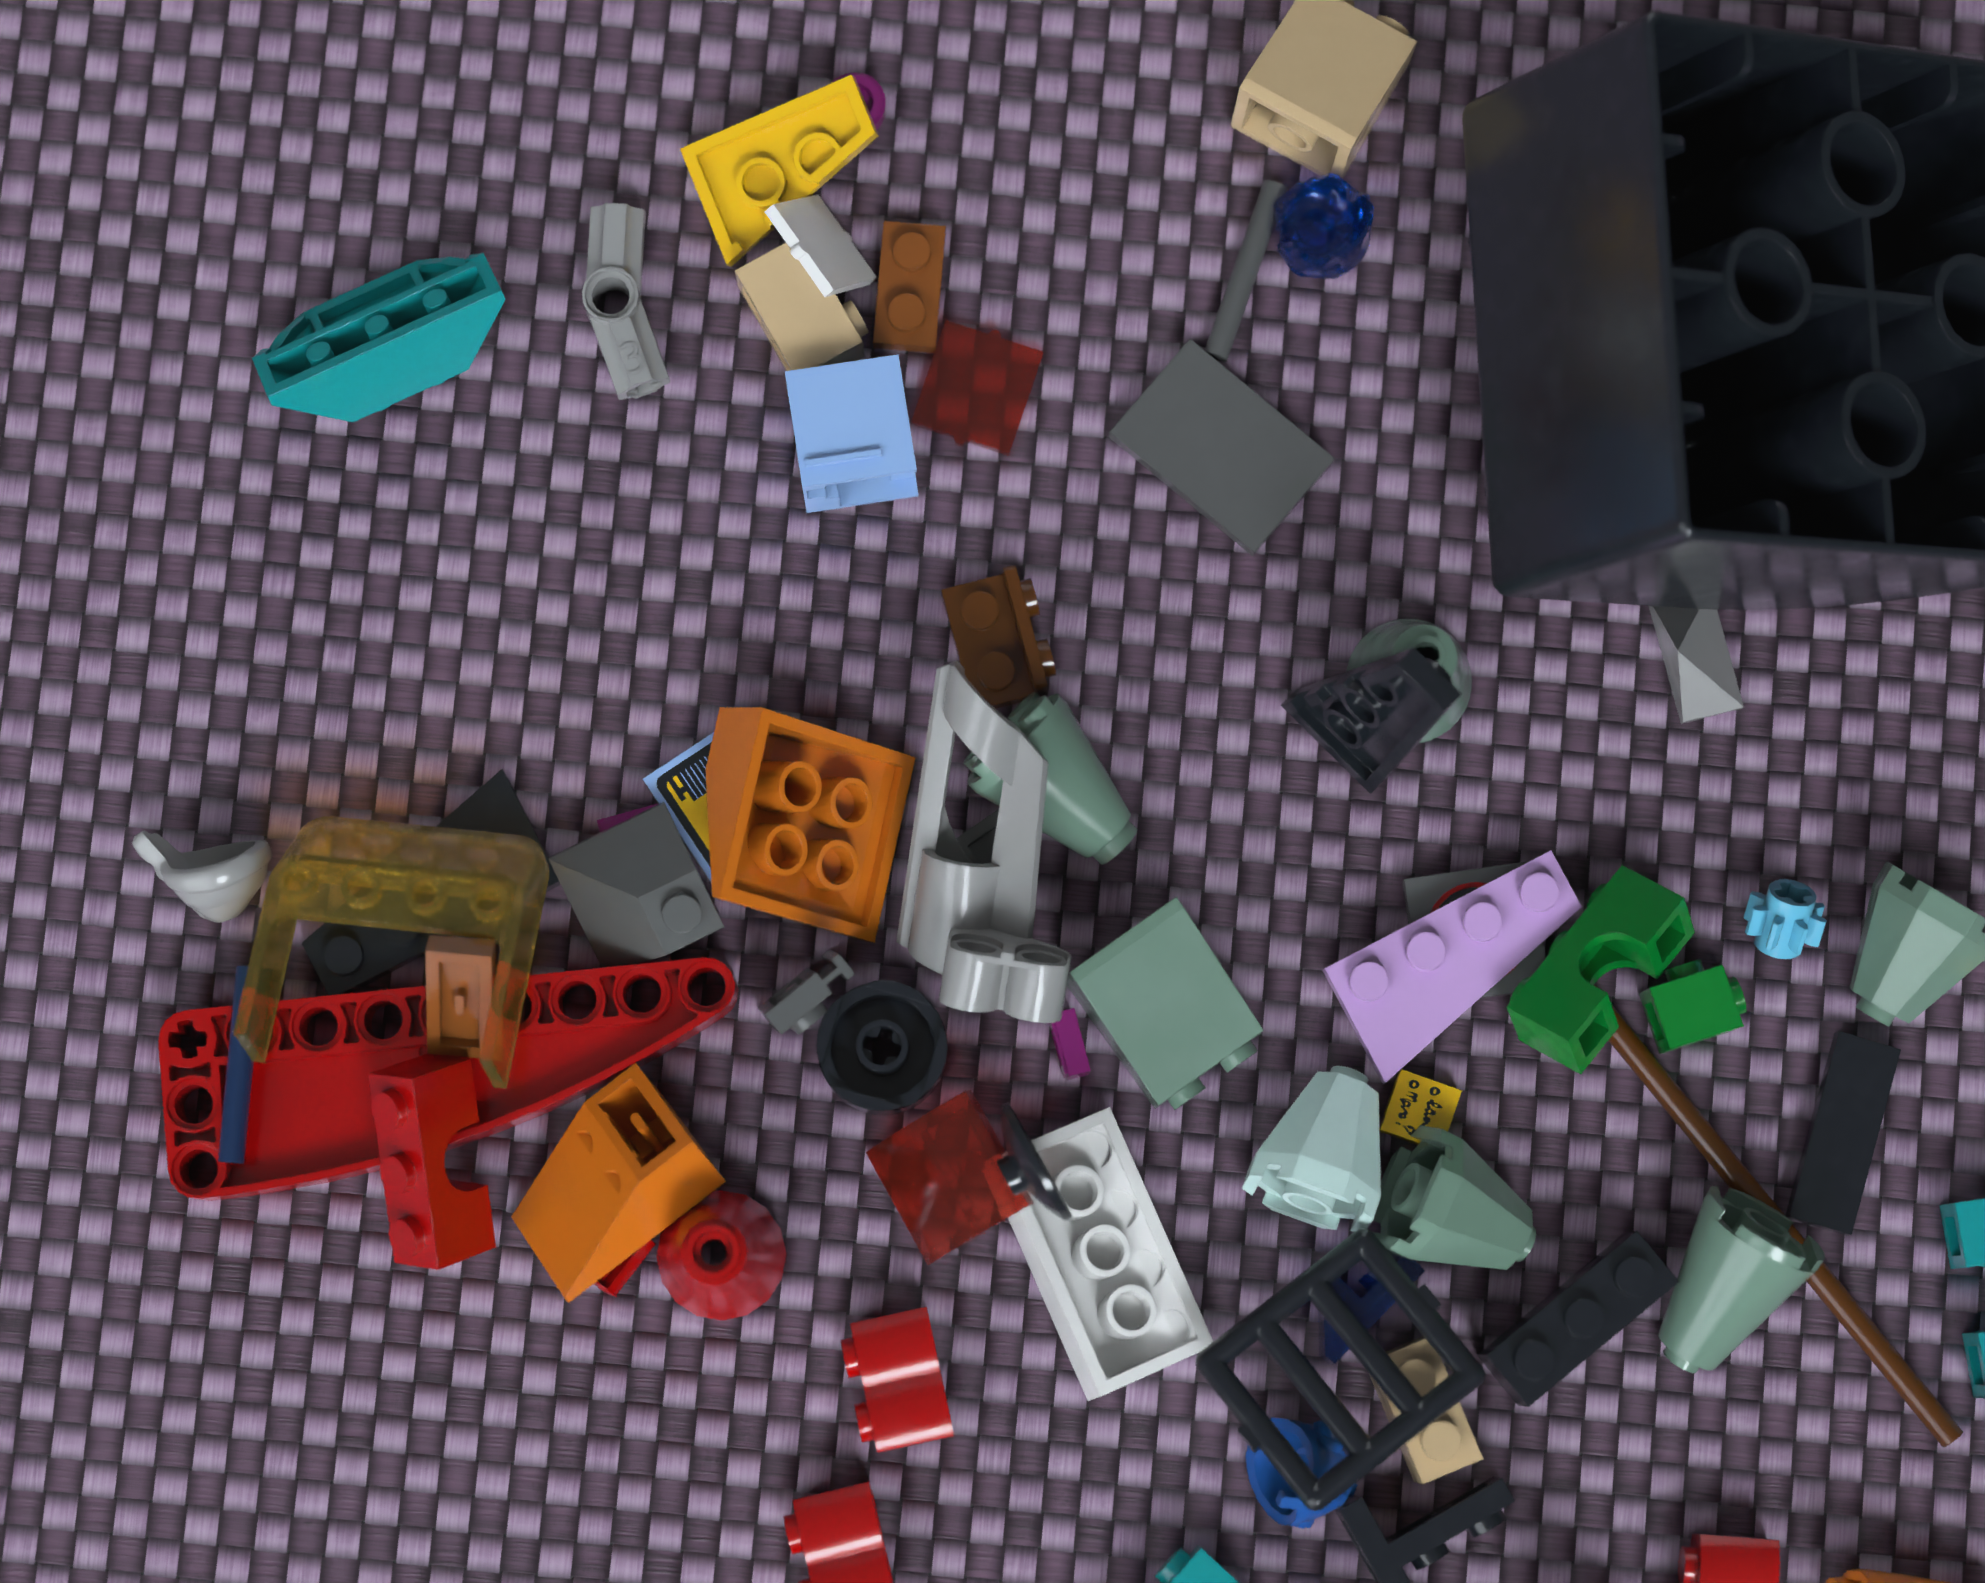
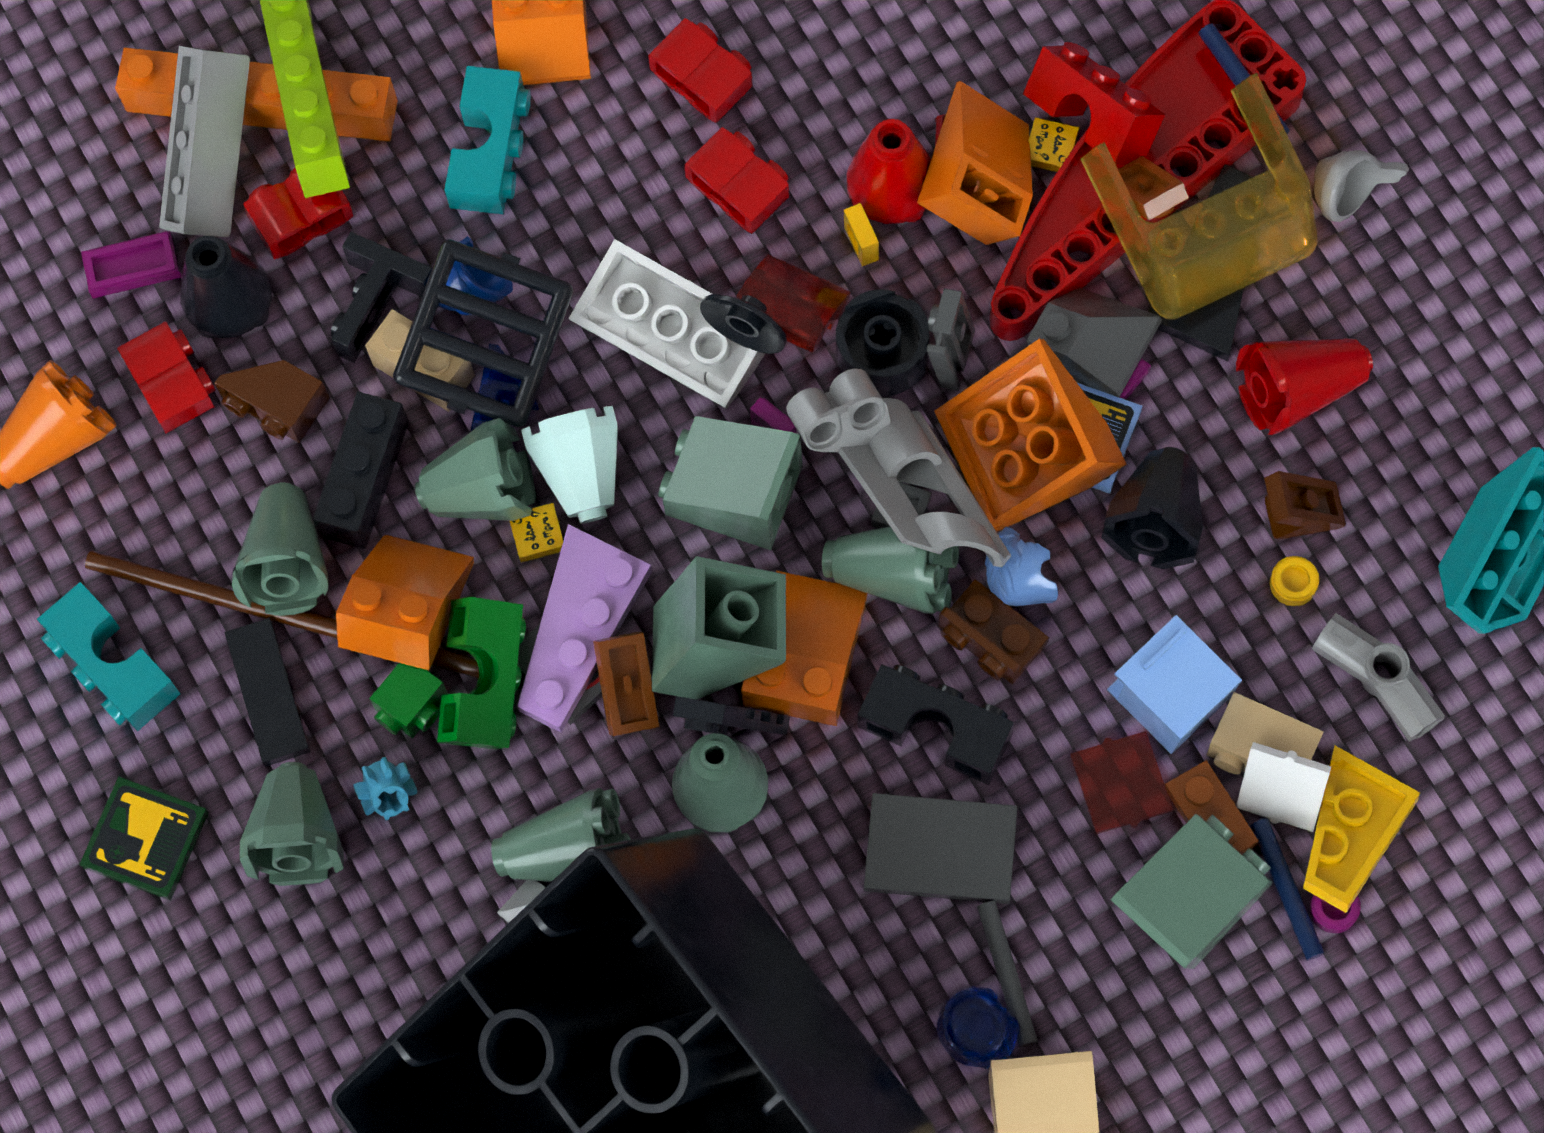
camera: 155 degrees right, 10 degrees down
(451, 677) = (1298, 378): none -> red cone
(506, 1167) = (1051, 143): none -> yellow tile
(557, 539) = (1302, 505): none -> reddish brown slope
(628, 472) = (1294, 581): none -> yellow tile
(716, 641) = (1157, 511): none -> black cone
(807, 1206) = (861, 234): none -> yellow tile
(889, 157) = (1287, 889): none -> dark blue bar
(916, 671) = (1021, 578): none -> medium blue hair
(1003, 197) = (1194, 890): none -> sand green slope
(1154, 627) = (901, 701): none -> black arch
(1214, 763) = (820, 648): none -> orange slope
(1308, 824) = (717, 628): none -> sand green slope
(1442, 852) = (626, 683): none -> dark orange plate
(1615, 1482) = (276, 395): none -> reddish brown slope
(1625, 713) = (555, 838): none -> sand green cone
(1627, 1121) = (401, 601): none -> orange slope

